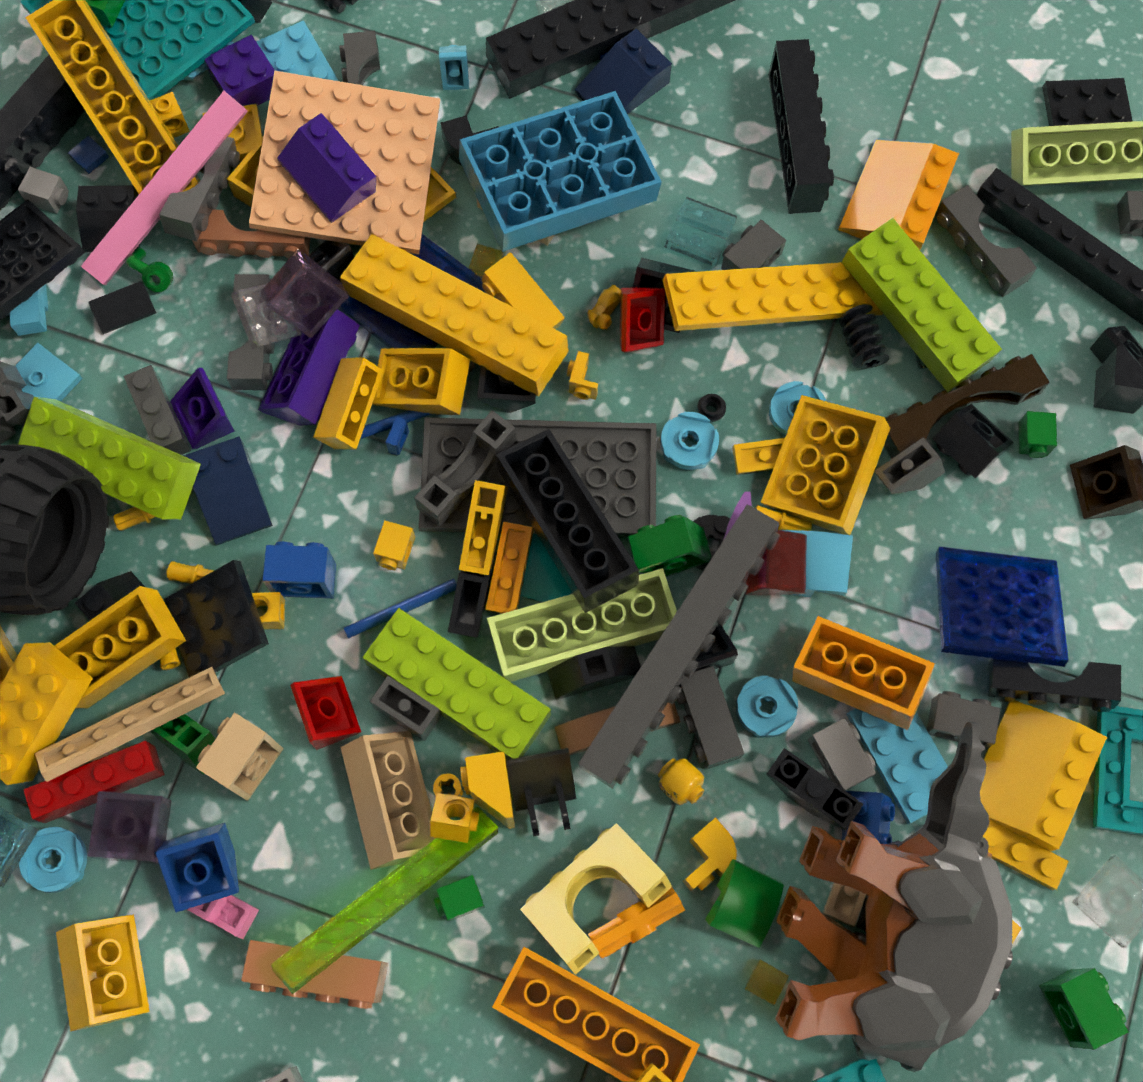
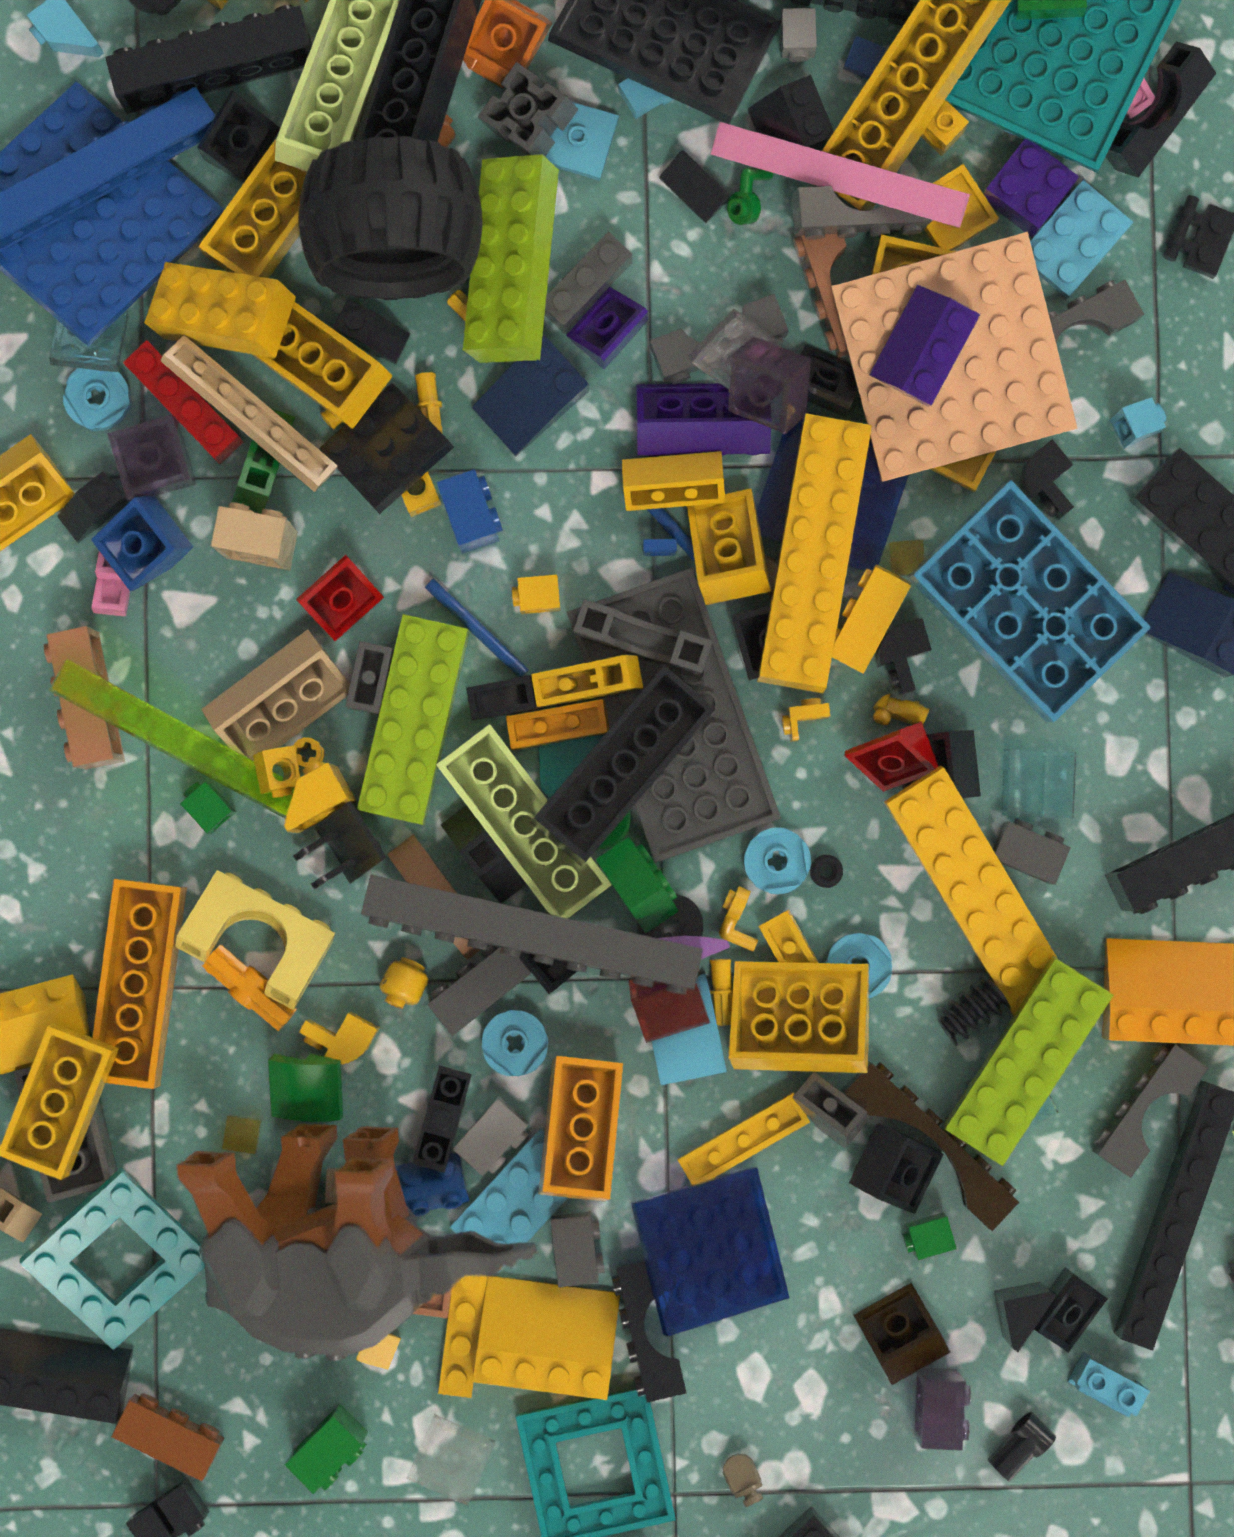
camera: 70 degrees right, 15 degrees up
(147, 901) = (92, 506): none -> black slope
(552, 281) = (899, 645): none -> black brick
(714, 484) = (735, 904): none -> yellow plate
(912, 550) = (743, 1140): none -> yellow plate

